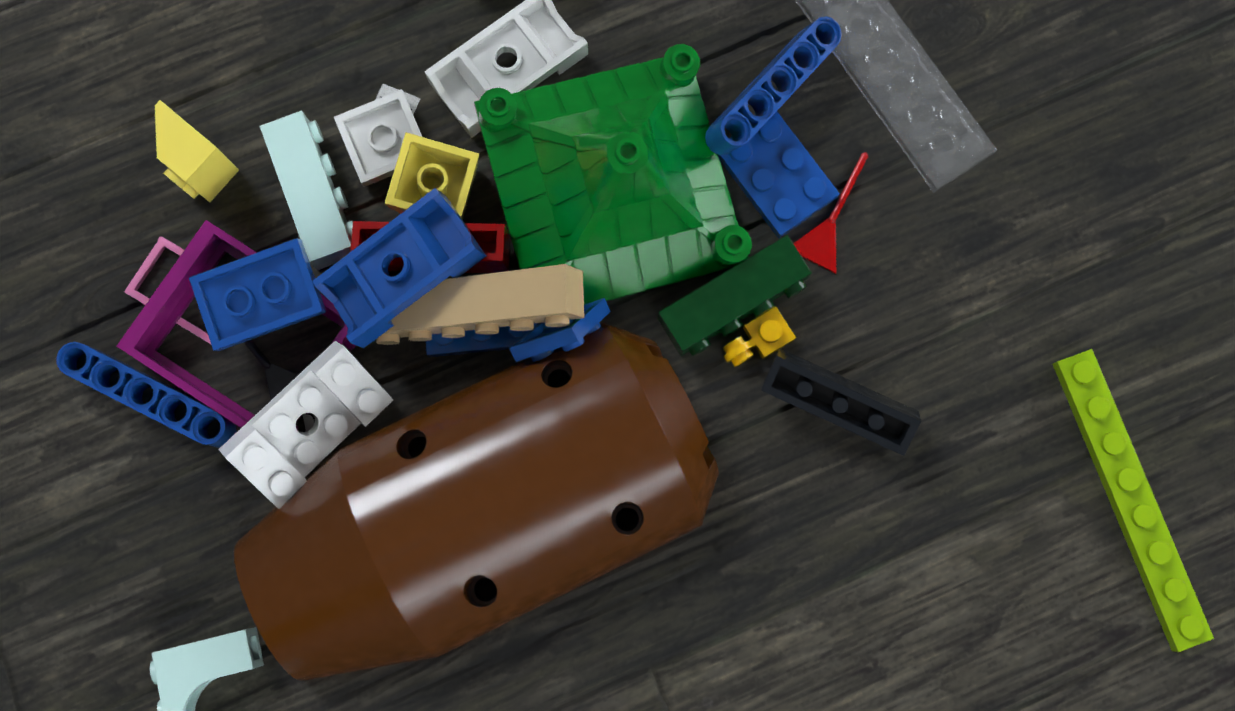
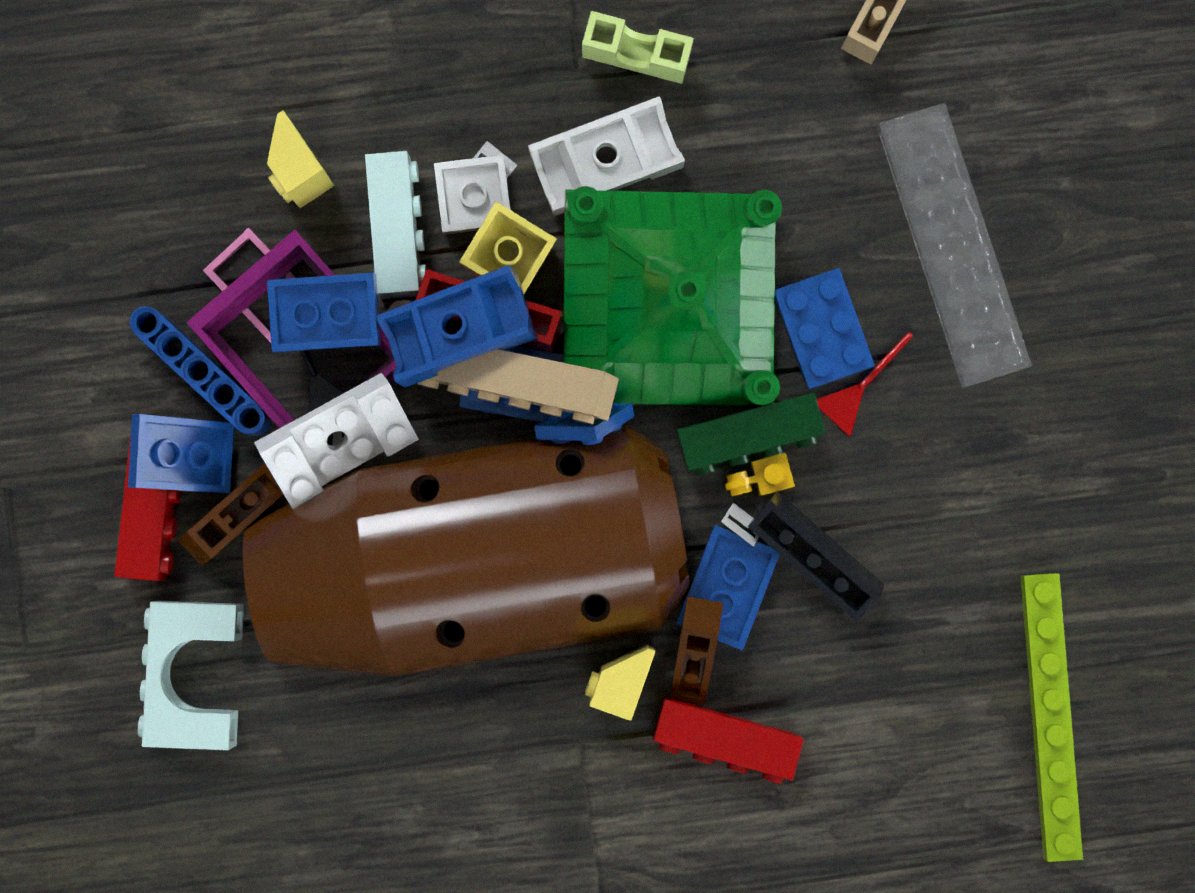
camera: 15 degrees right, 5 degrees up
(127, 553) = (146, 532): none -> red brick
(143, 485) = (180, 454): none -> blue plate
(216, 537) = (231, 515): none -> reddish brown slope
(677, 592) = (620, 682): none -> light yellow slope
(746, 534) = (696, 650): none -> reddish brown slope
(751, 391) = (738, 522): none -> white sticker
(759, 461) = (736, 576): none -> blue plate
(762, 95) = (858, 244): blue beam -> none
(806, 621) = (727, 739): none -> red brick

